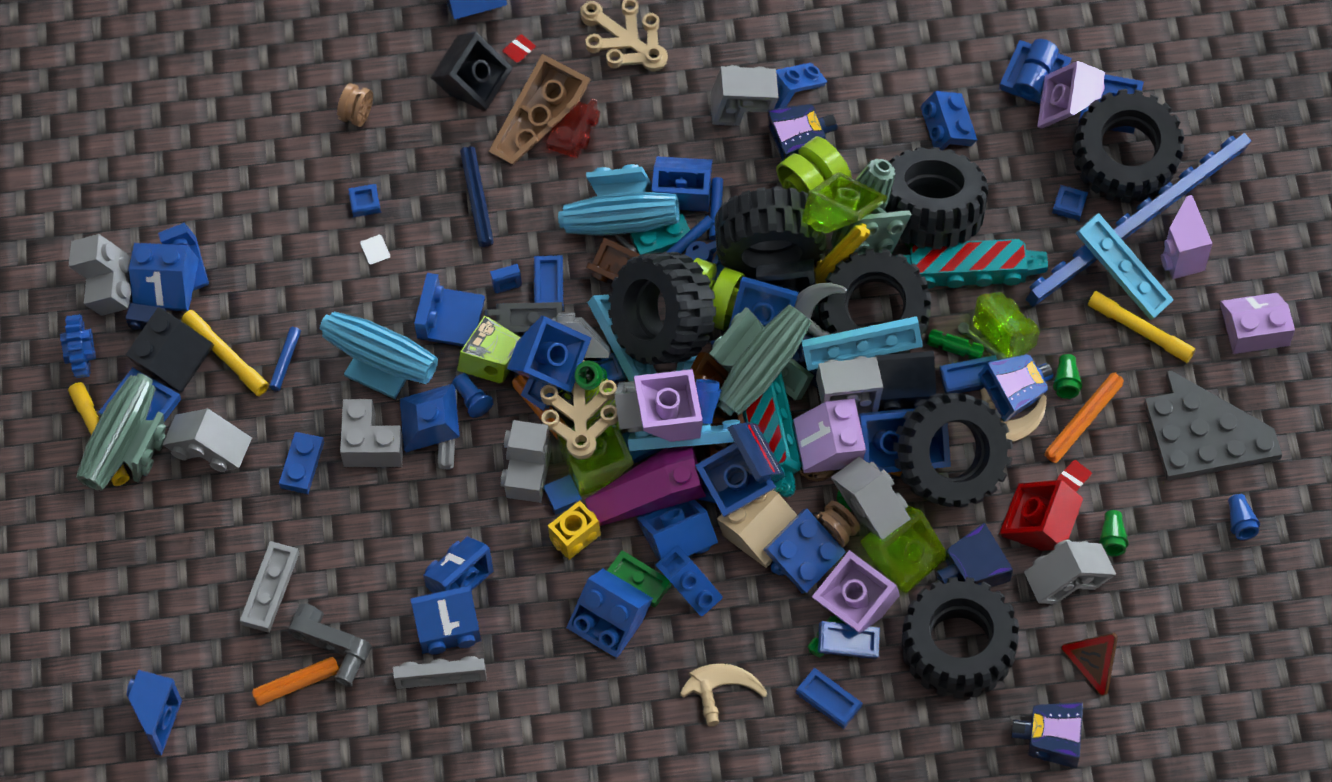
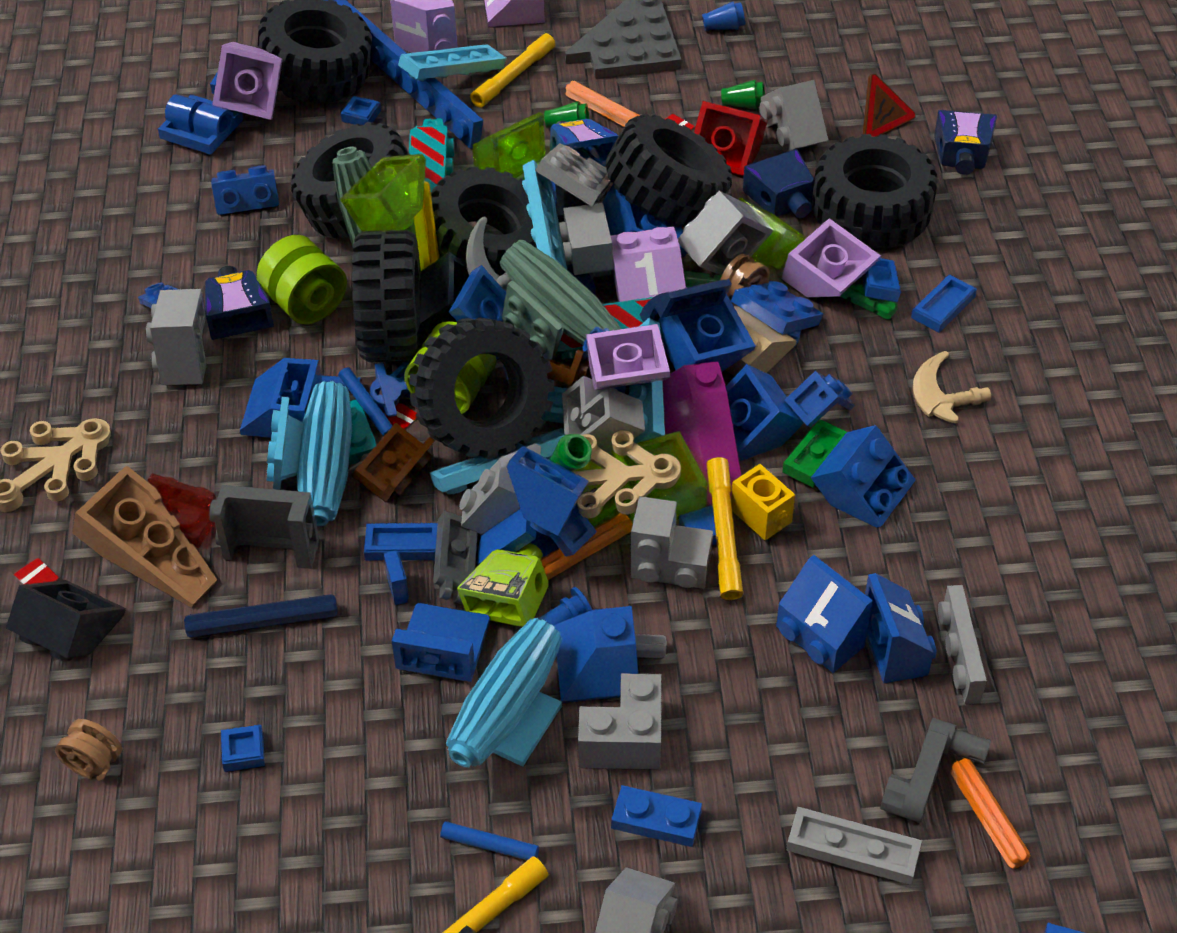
camera: 90 degrees left, 15 degrees down
(375, 249) = (322, 737): white sticker -> none
(516, 508) = (728, 566): none -> yellow piece
(543, 203) = (265, 520): none -> dark grey panel
(924, 347) = (575, 174): none -> light grey hinge

